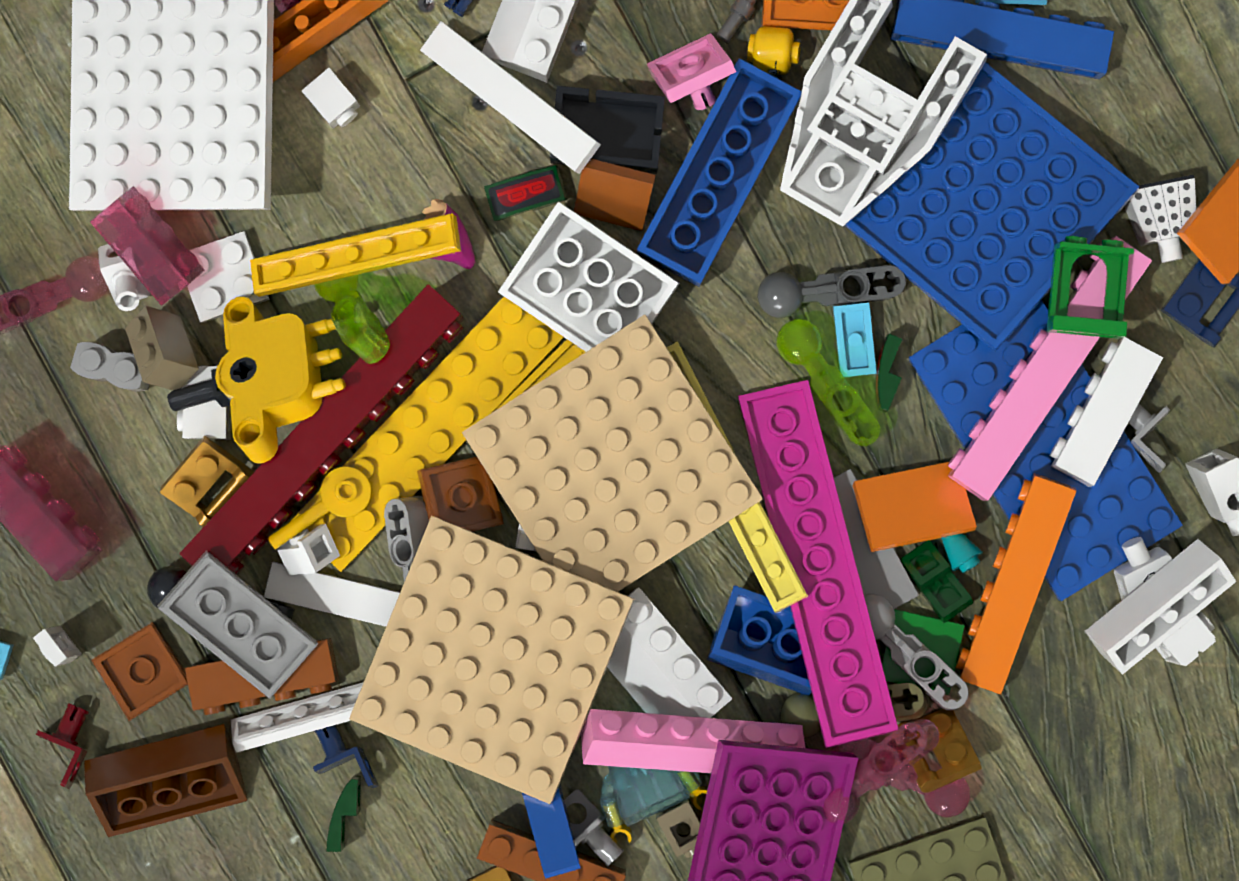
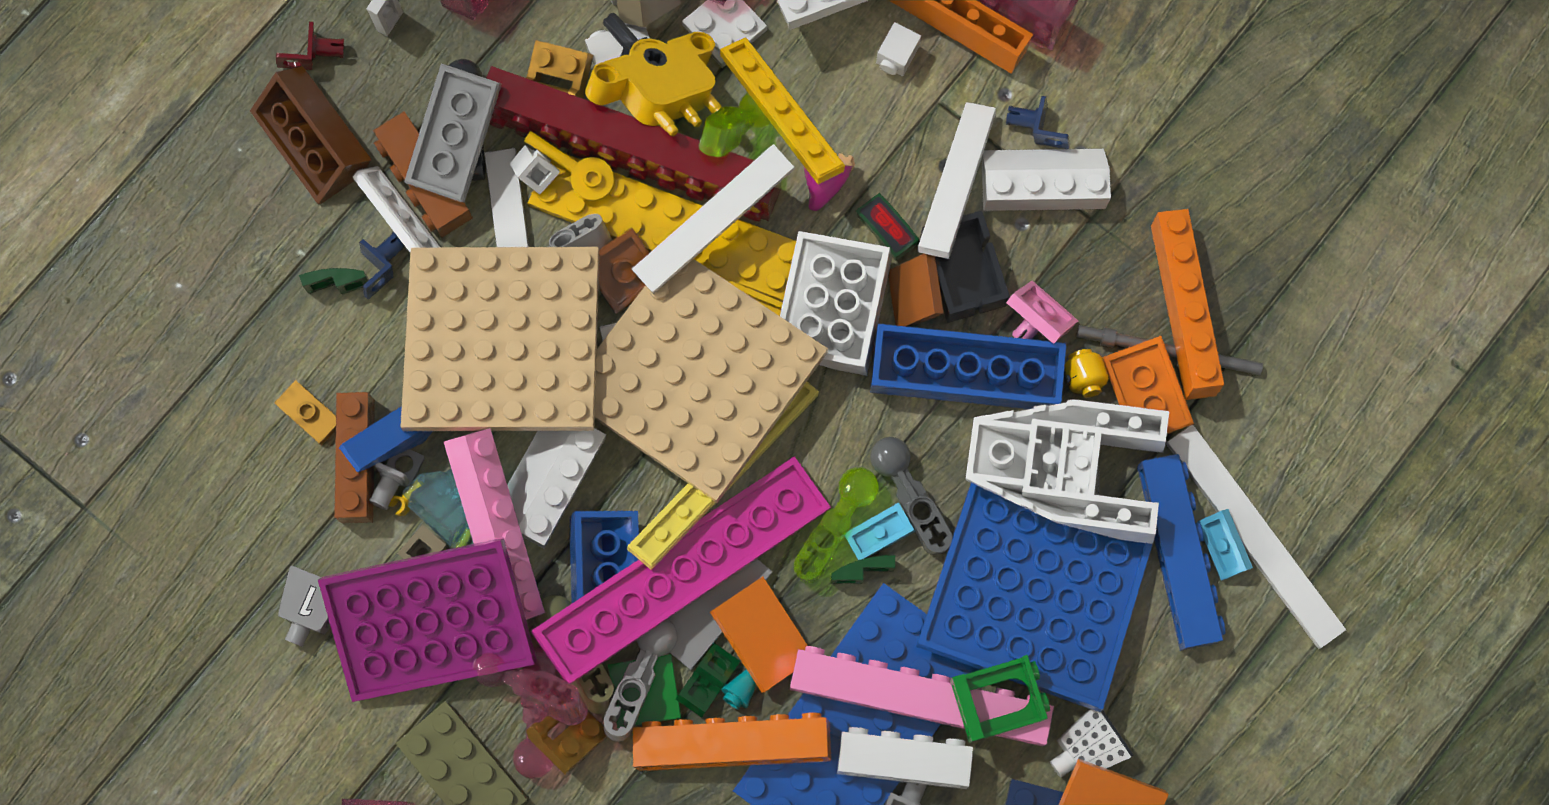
camera: 70 degrees right, 10 degrees down
(141, 671) = (390, 83): dark orange tile -> none
(454, 379) = (713, 218): none -> white tile

